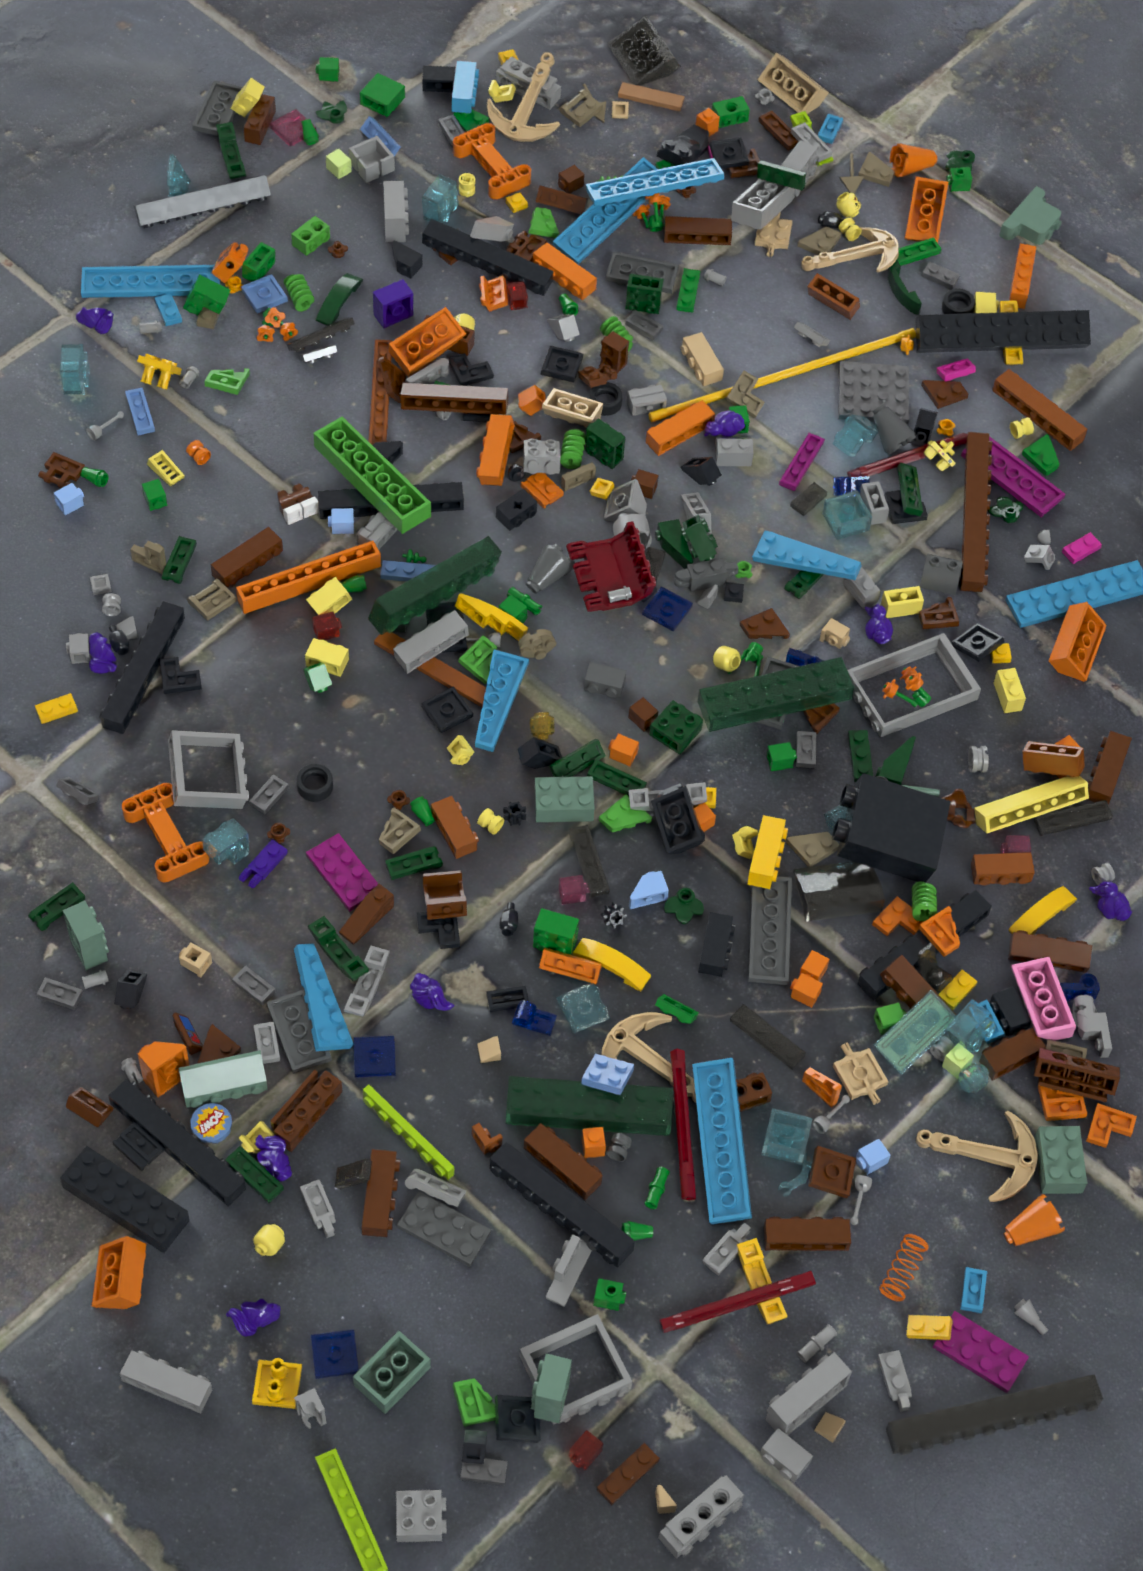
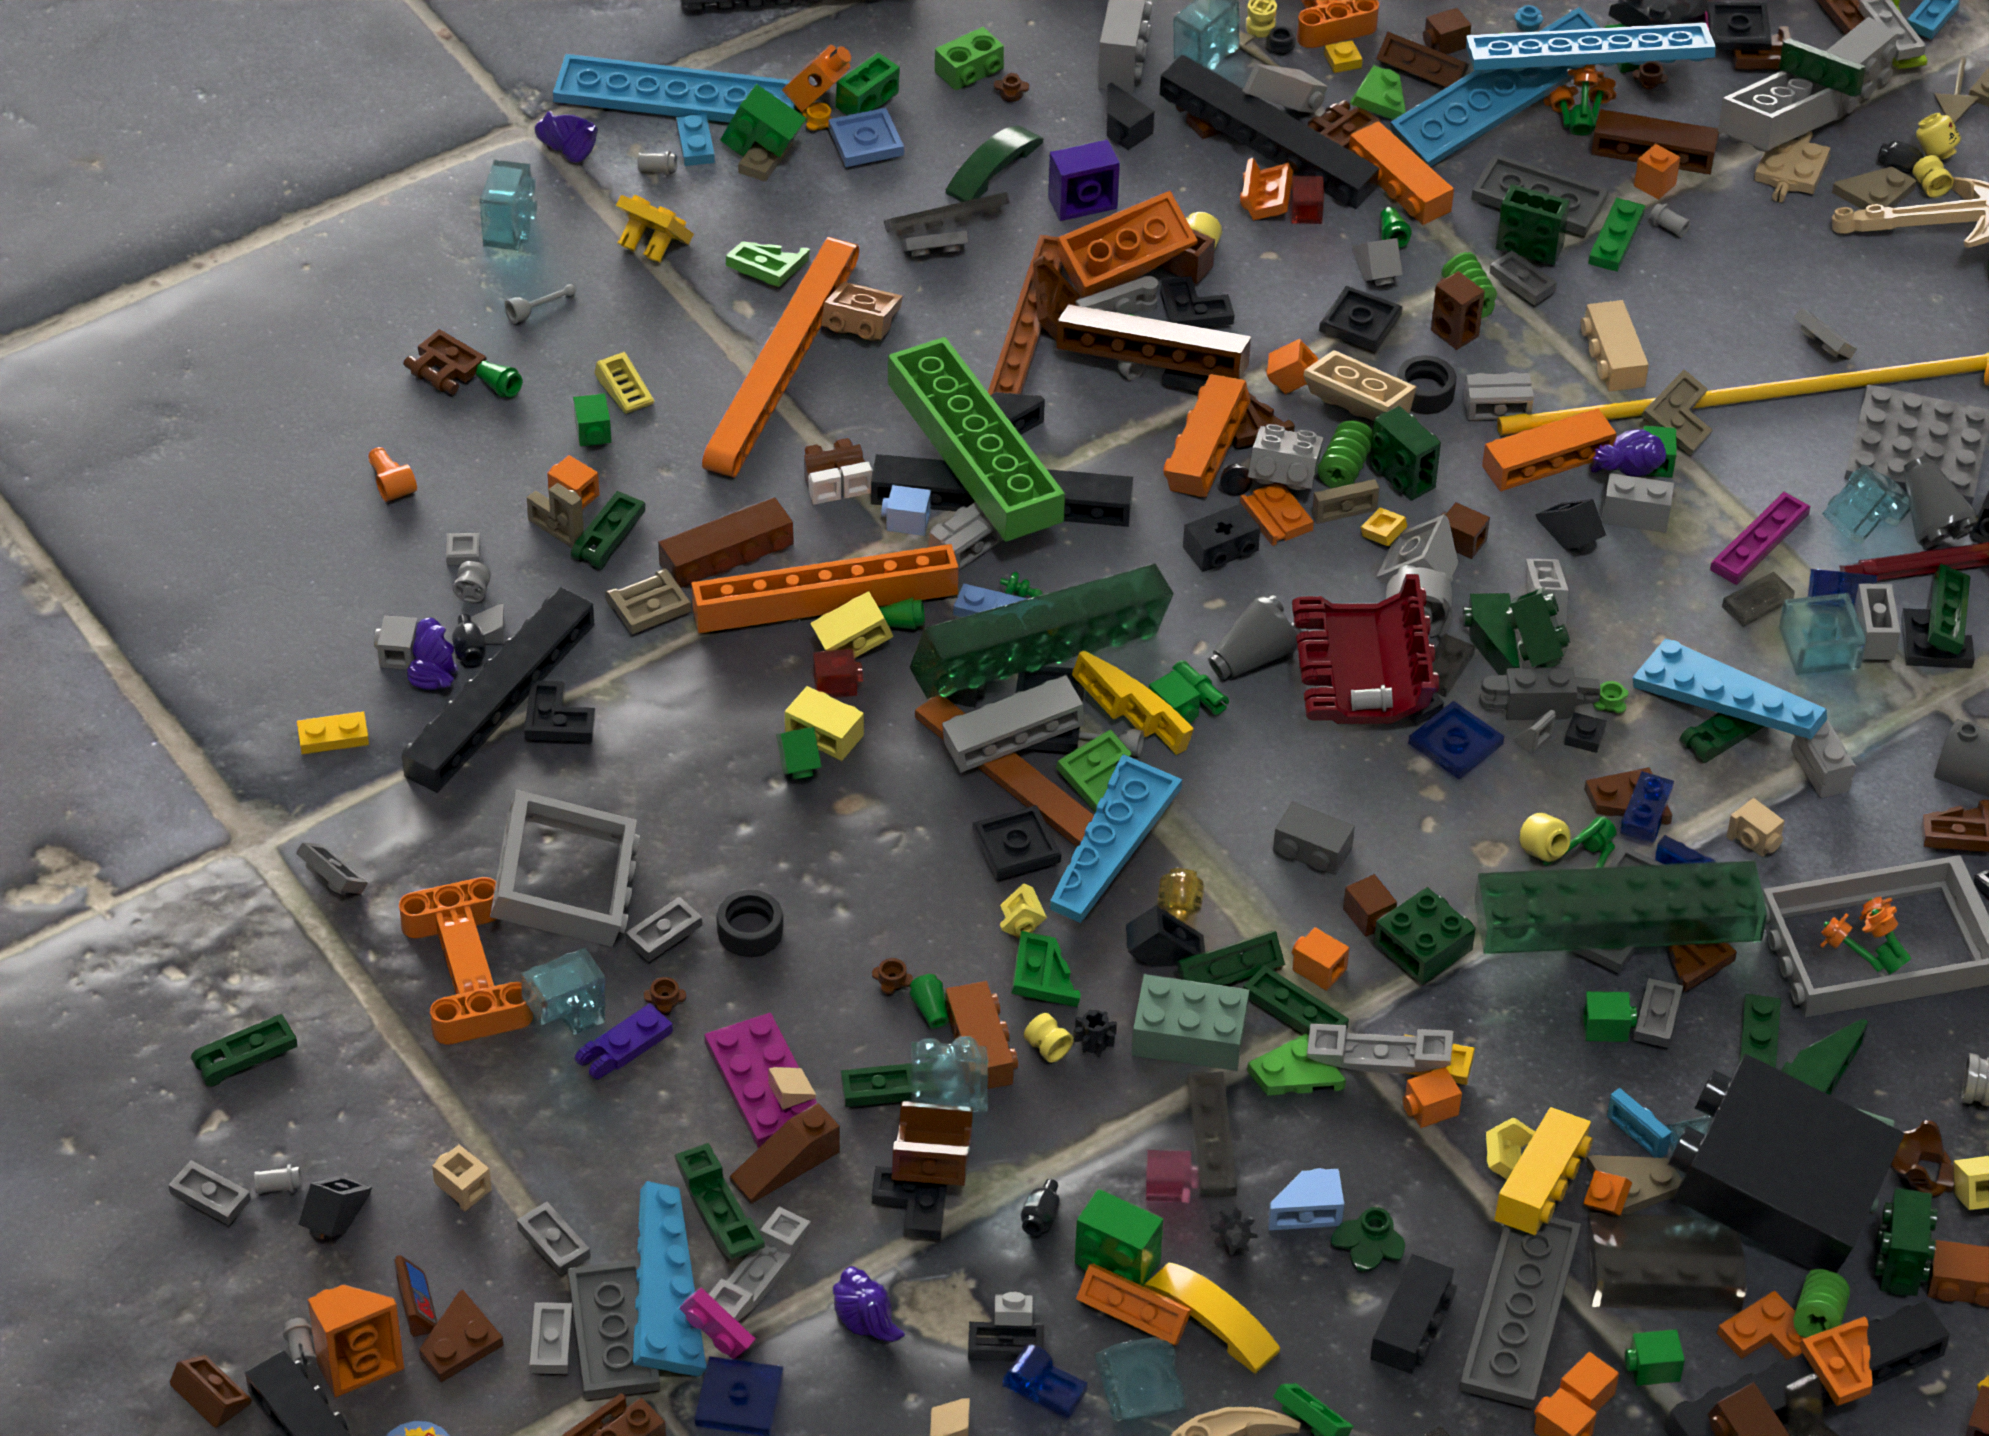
camera: 15 degrees right, 10 degrees down
(50, 549) = (391, 478): none -> orange pin
(69, 498) = (445, 405): light blue brick -> none
(86, 935) = (279, 1098): sand green brick -> none
(140, 411) = (603, 288): medium blue plate -> none
(153, 532) = (575, 477): none -> orange brick
(191, 374) = (707, 244): light grey pin -> none
(197, 450) = (686, 366): orange wheel -> none
(223, 1079) = (455, 1381): slope -> none
(249, 438) = (779, 359): none -> orange beam
(274, 318) = (867, 176): orange plant -> none
(287, 402) = (860, 311): none -> medium nougat plate
(299, 292) = (926, 141): bright green piece -> none
(355, 1019) = (717, 1323): none -> dark pink plate
(360, 875) = (790, 1086): none -> tan slope
(398, 831) = (877, 1027): dark tan wing -> none
(445, 854) = (950, 1073): none -> clear light blue slope
(478, 783) = (1042, 971): none -> green wing
(480, 197) = (1281, 40): none -> black plate
(508, 980) = (1013, 1309): none -> light grey plate
(537, 644) = (1188, 759): dark tan plate -> none
(595, 377) = (1412, 345): reddish brown plate -> none
(613, 163) = (1528, 18): none -> dark azure plate
(677, 819) = (1388, 1089): black slope -> none
(702, 249) = (1657, 171): none -> orange brick
(776, 632) = (1647, 807): none -> clear blue plate
(801, 857) = (1607, 1193): none -> orange plate
(809, 815) = (1639, 1123): none -> dark azure plate
(833, 296) = (1877, 277): dark orange brick -> none
(845, 945) = (1655, 1357): none -> green brick
(878, 627) = (1842, 828): dark purple hair -> none
(902, 601) = (1893, 792): light yellow brick -> none
(959, 858) = (1906, 1242): none -> dark green brick

